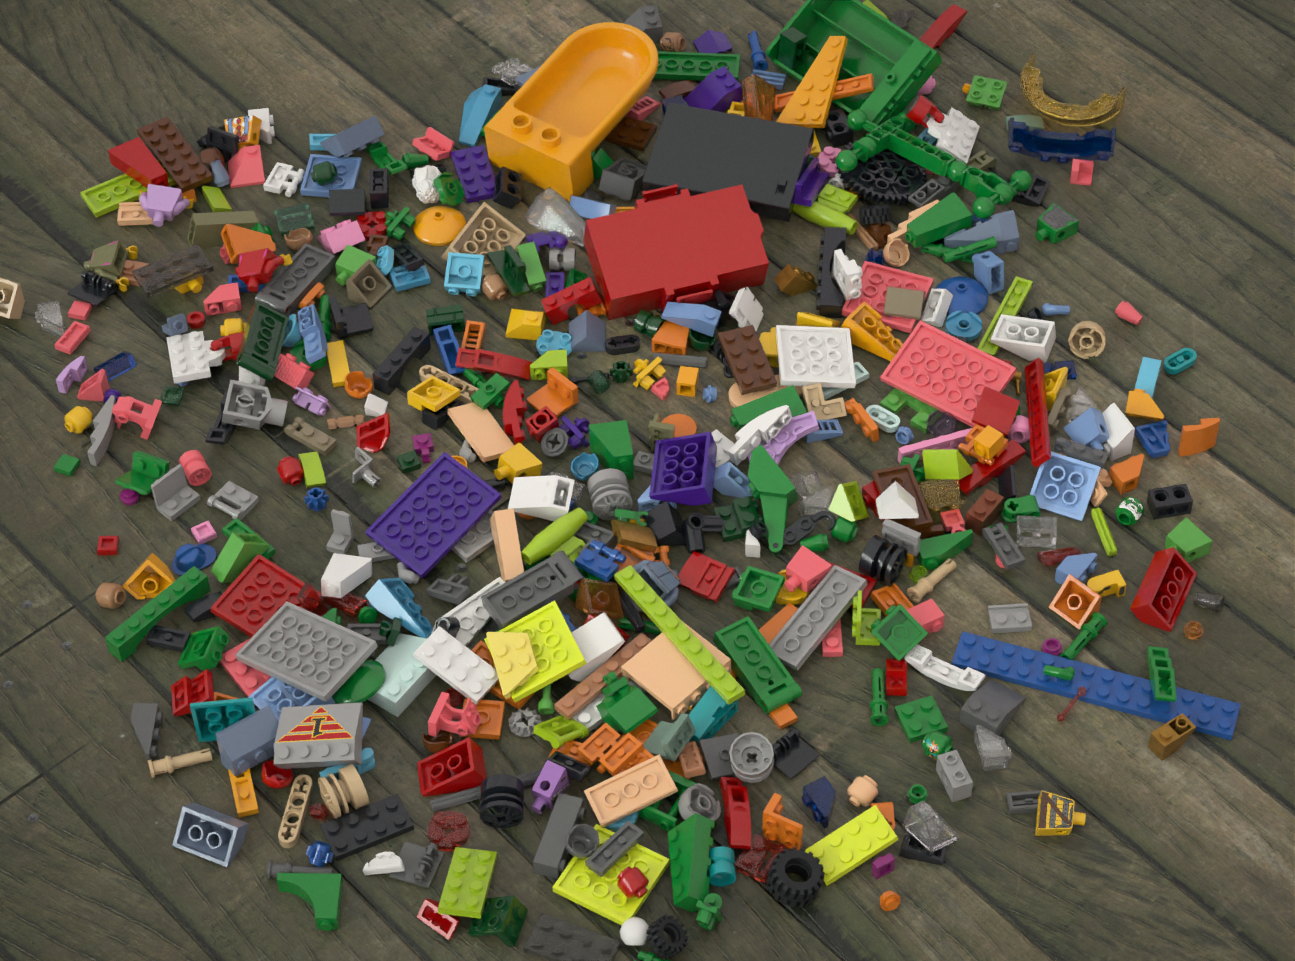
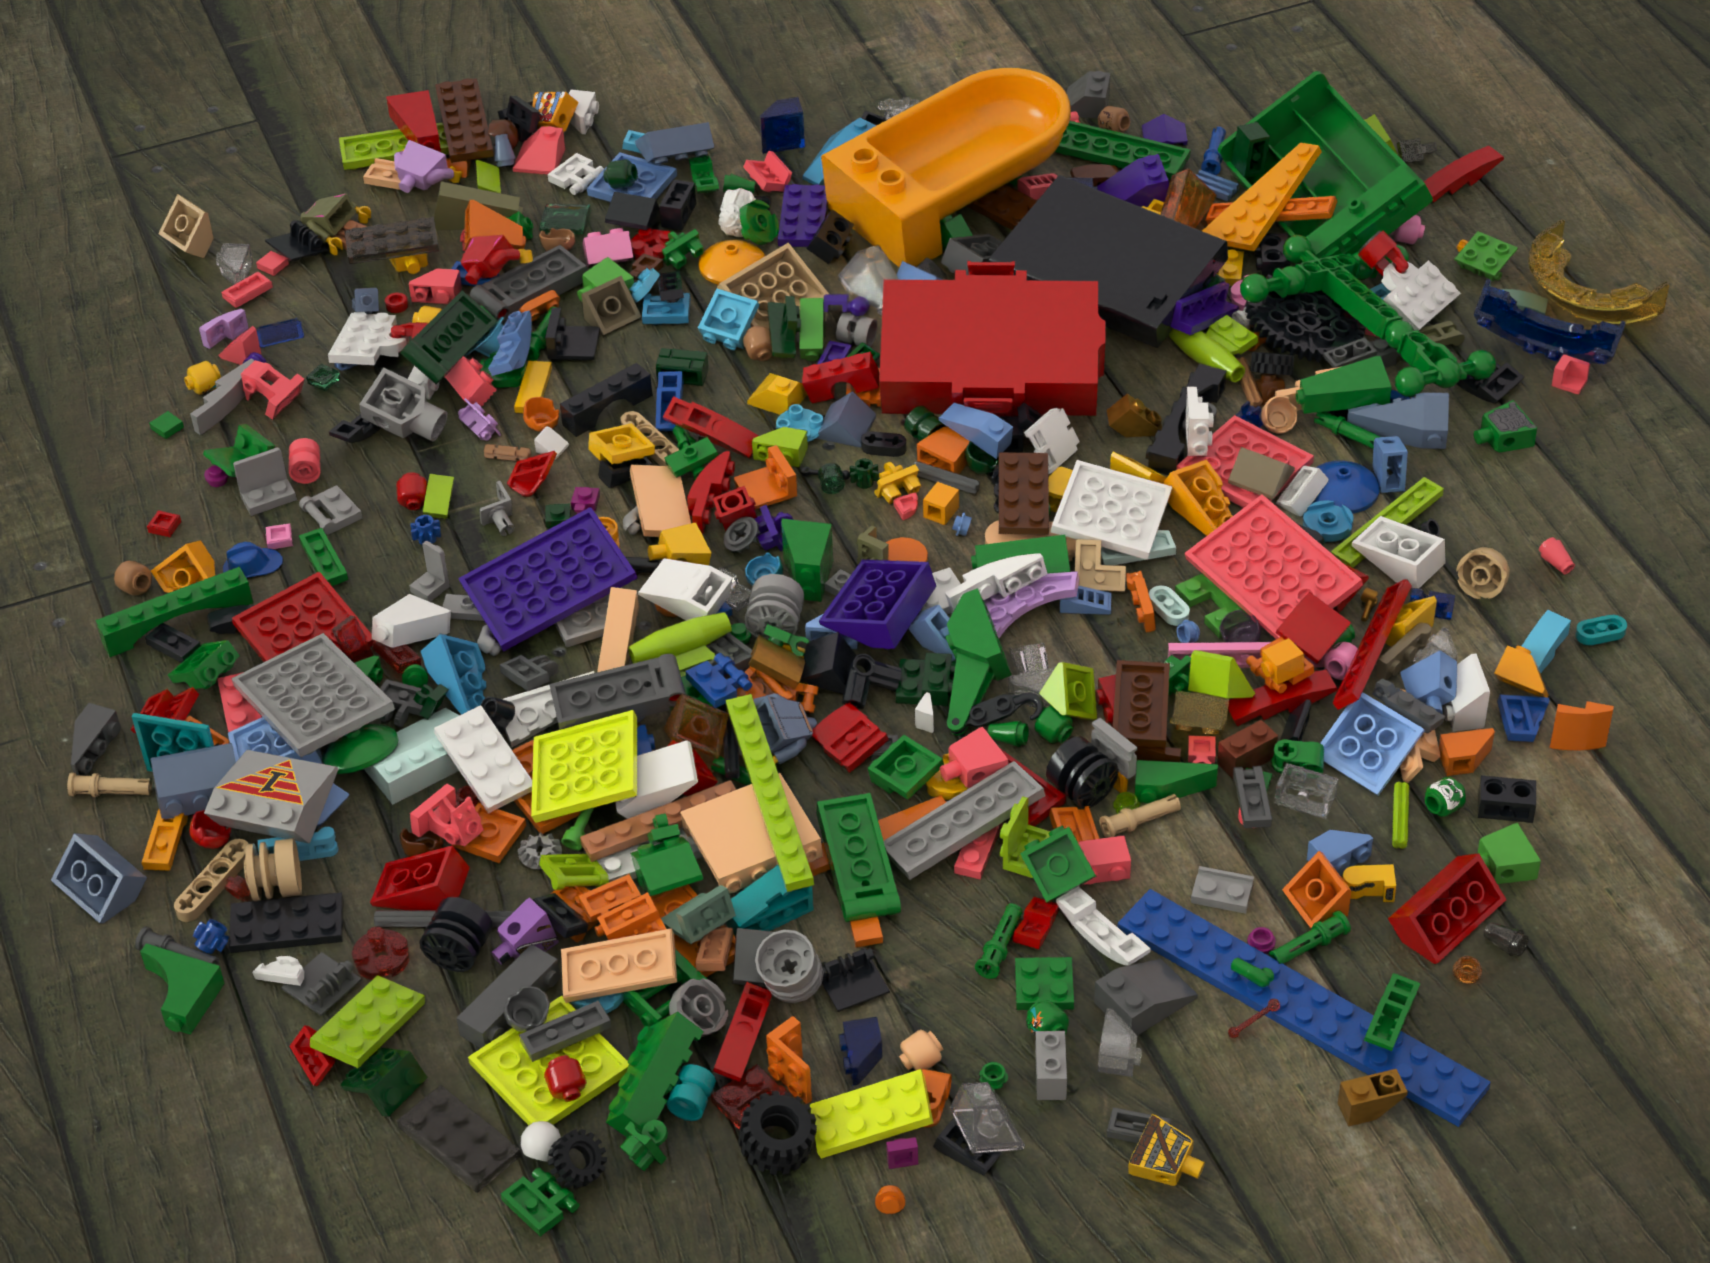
camera: 20 degrees right, 5 degrees down
(237, 555) = (295, 563): bright green slope -> none
(310, 436) = (458, 460): dark tan plate -> none
(430, 104) = (782, 126): none -> clear blue slope
(473, 326) = (708, 380): orange slope -> none
(512, 658) = (552, 768): light yellow wing -> none
(758, 529) = (939, 696): black plate -> none
(896, 503) = (1124, 704): white slope -> none
(963, 252) = (1345, 432): green pin -> none
(1050, 310) = (1454, 528): medium blue arm -> none
(1050, 557) = (1312, 827): clear red plate -> none

